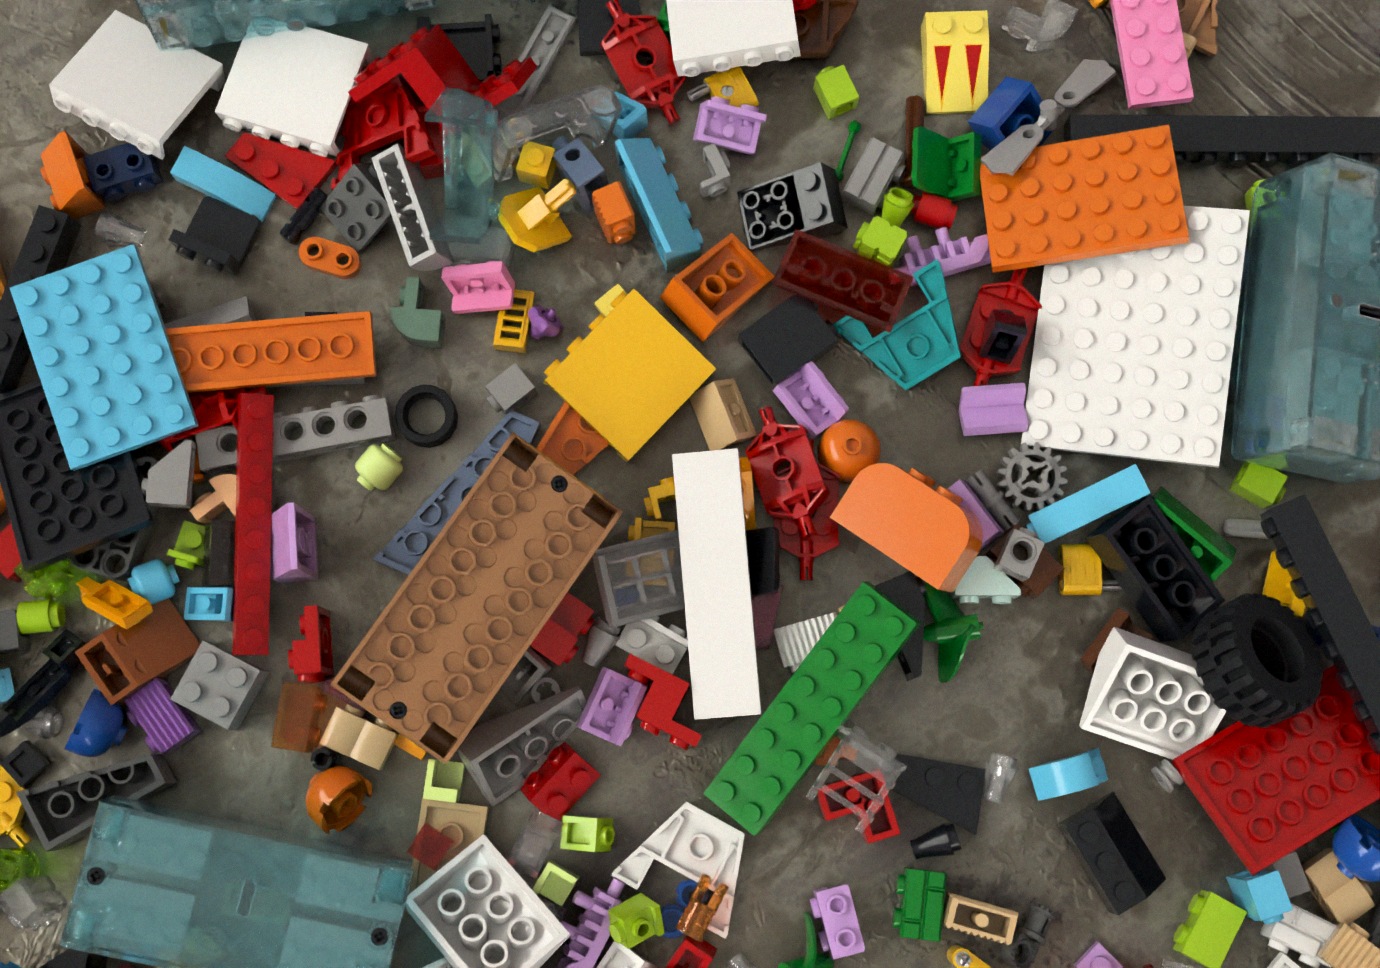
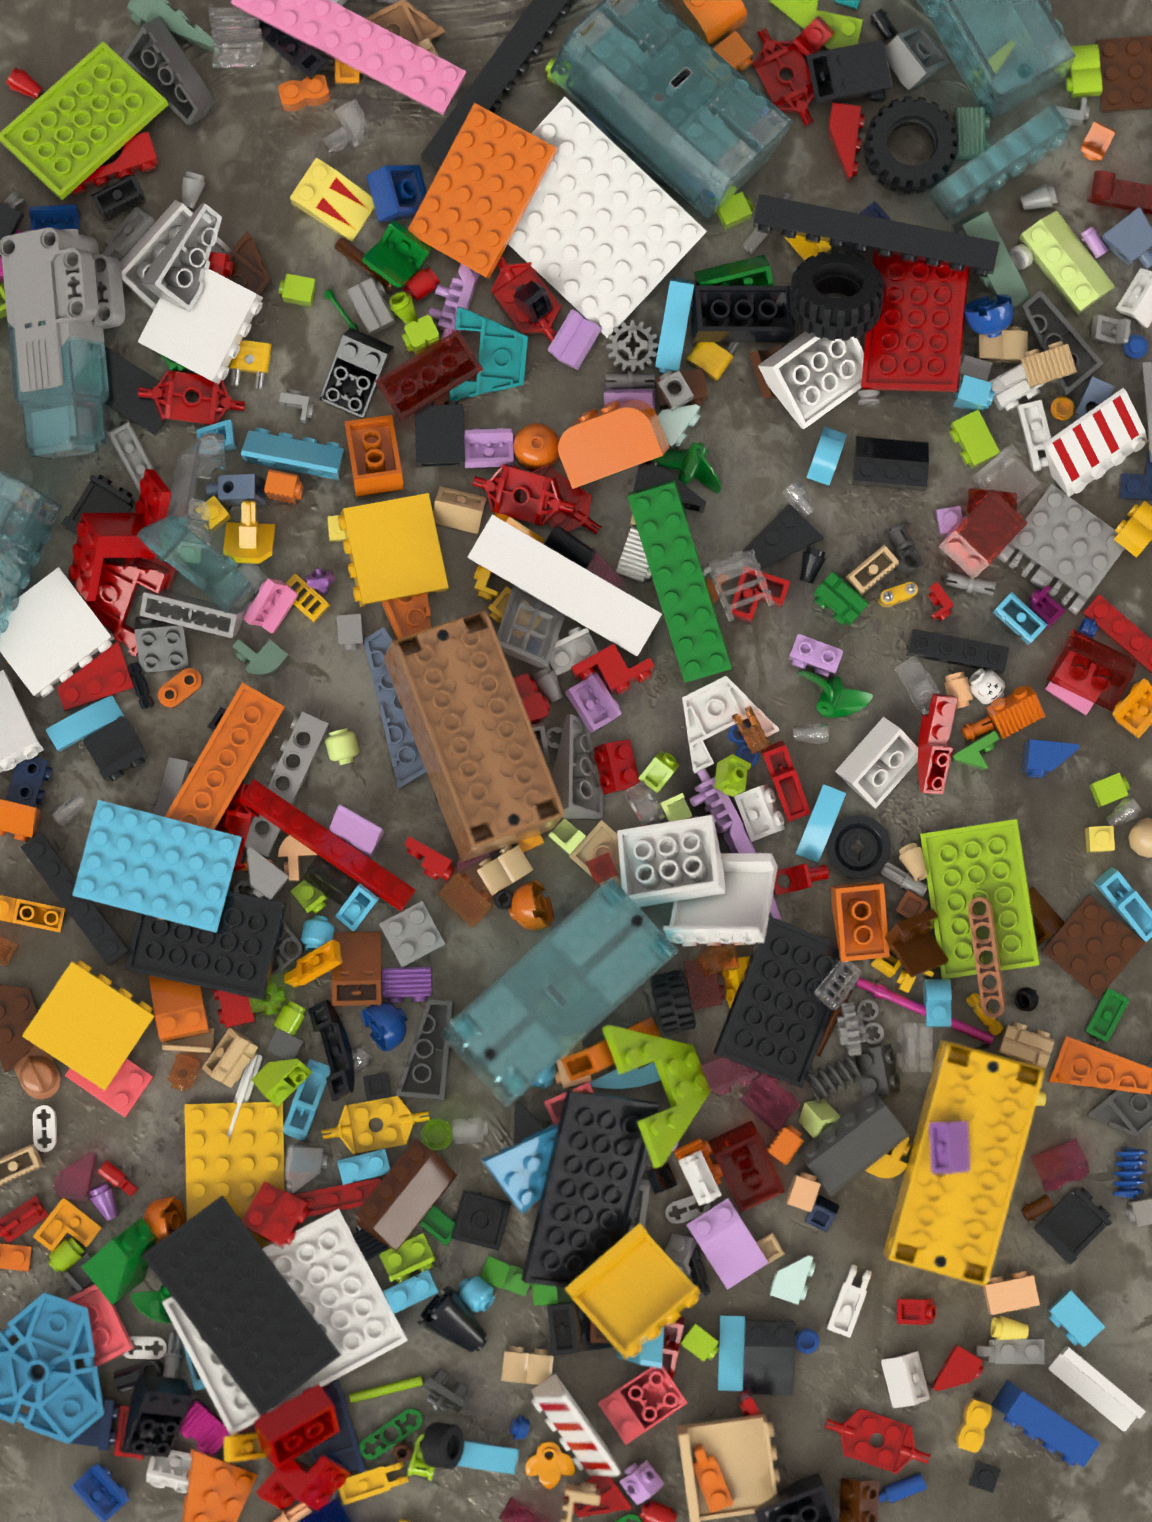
camera: 55 degrees left, 5 degrees up
(412, 396) = (330, 713): black tyre -> none
(729, 125) = (275, 376): lavender bracket -> none
(1016, 148) = (420, 206): light grey piece -> none

